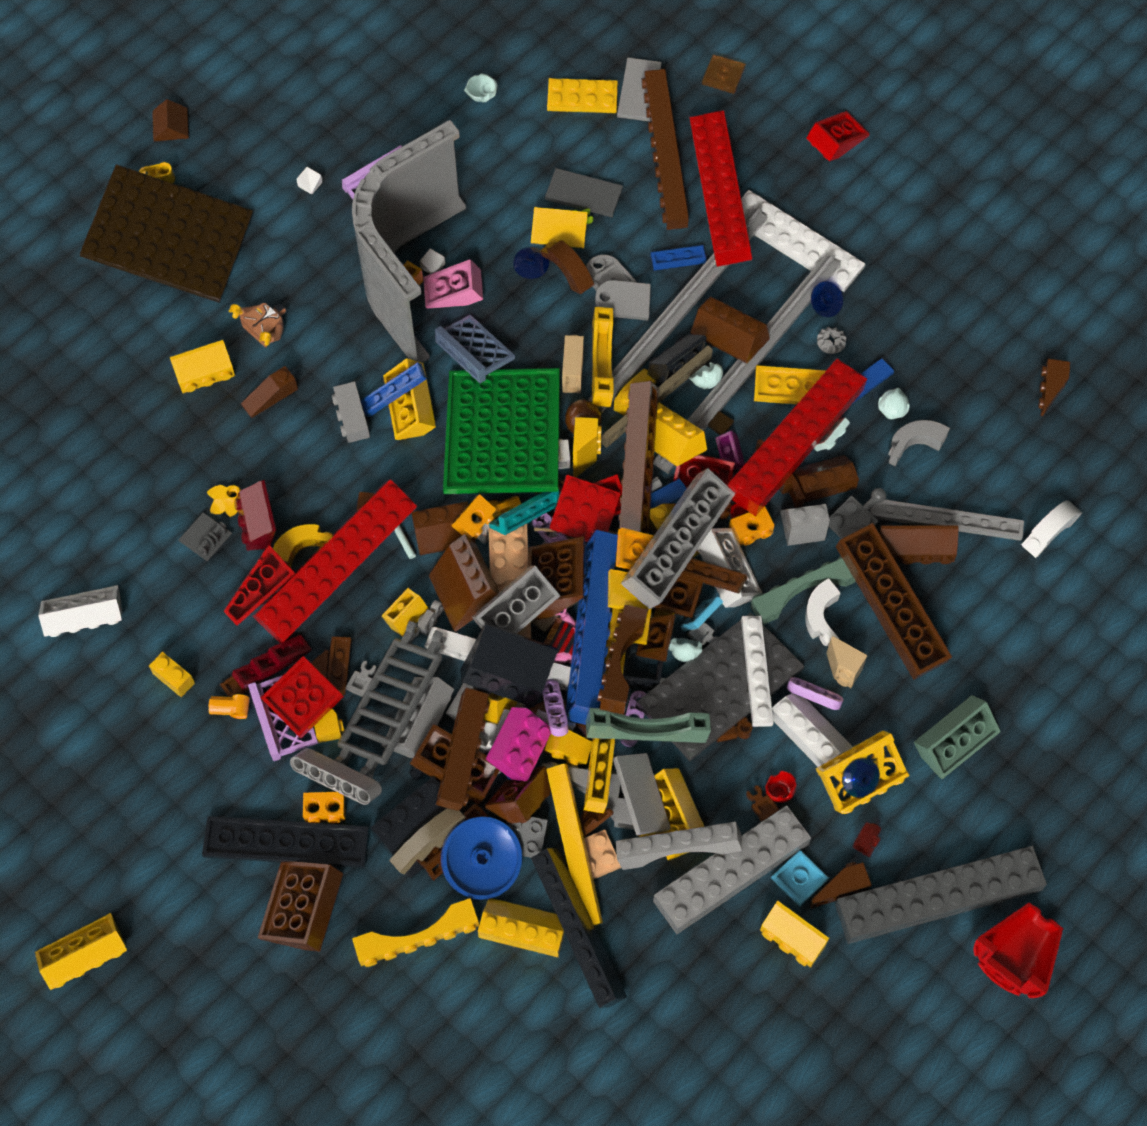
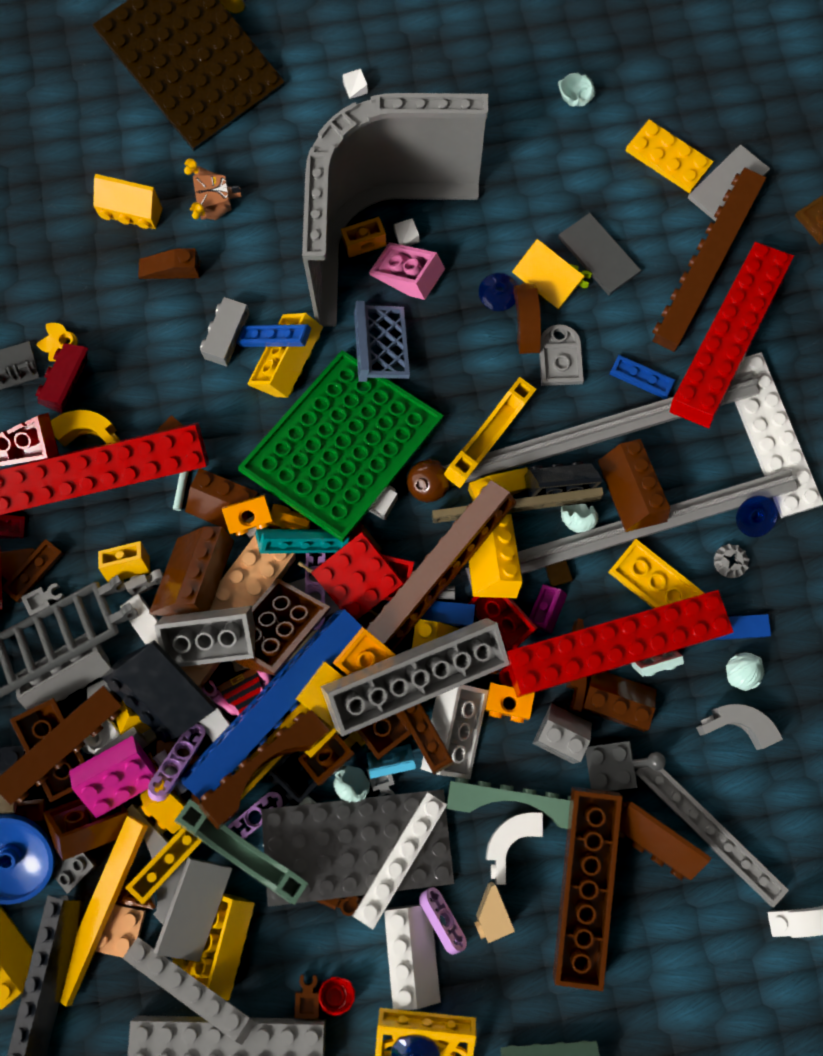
camera: 35 degrees right, 10 degrees up
(572, 364) = (458, 419): tan window -> none
(586, 444) = (405, 510): yellow slope -> none
(626, 298) = (559, 387): light grey tile -> none

